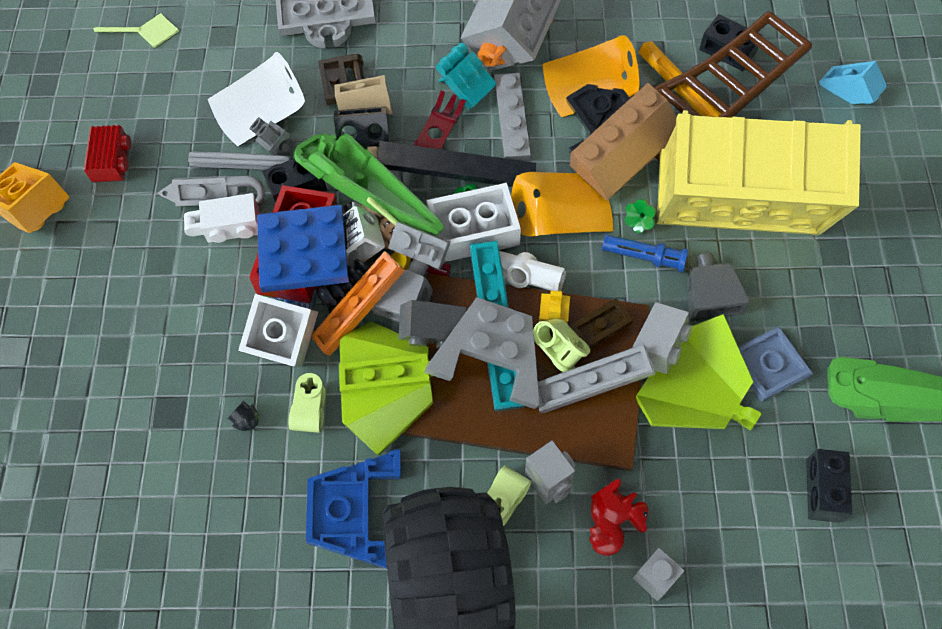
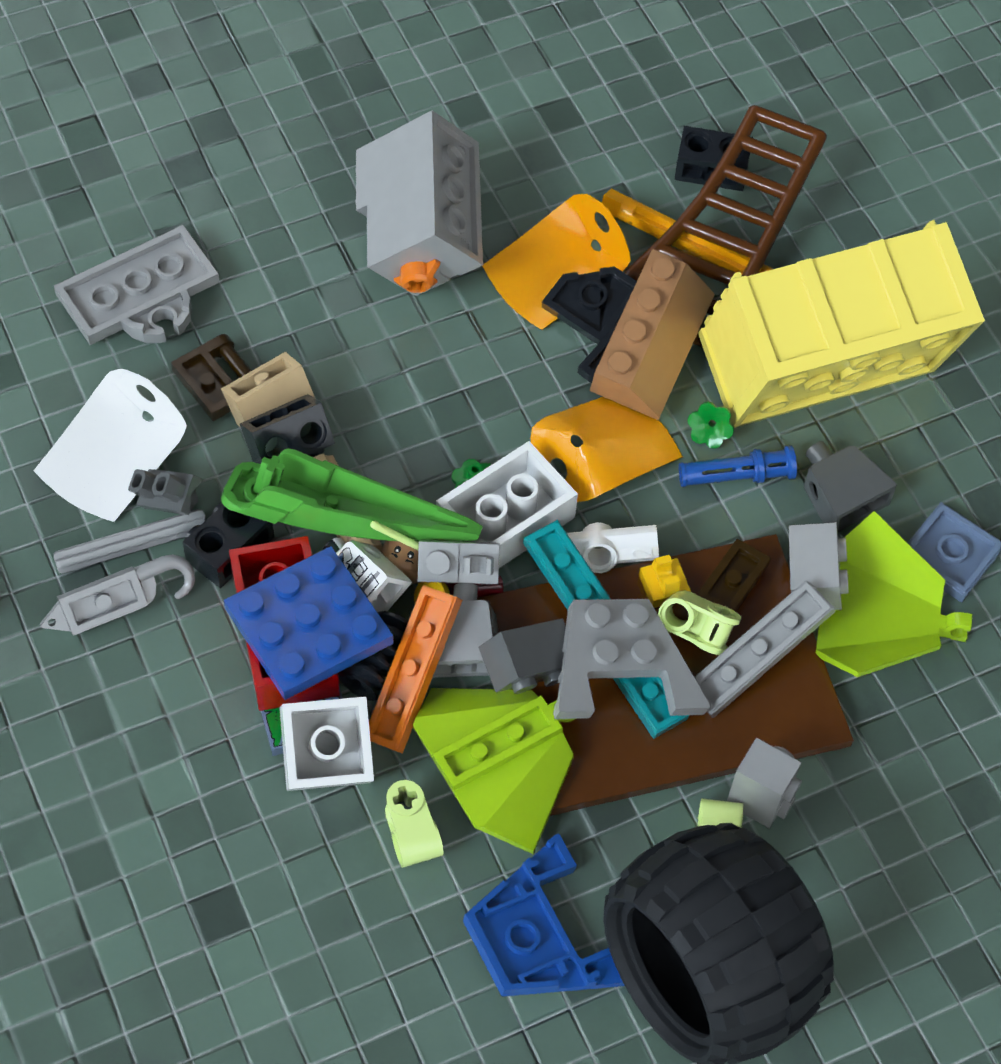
camera: 30 degrees left, 5 degrees down
(224, 218) = (159, 627): white brick -> none
(244, 417) = (332, 874): black plate -> none
(441, 121) = (387, 389): dark red piece -> none
(451, 164) = (437, 441): black tile -> none
(465, 75) = (393, 316): teal piece -> none
(512, 117) = (478, 352): light grey plate -> none
(608, 512) = (852, 803): red animal -> none
(658, 574) = (945, 850): light grey brick -> none
(855, 82) = (889, 162): medium azure slope -> none

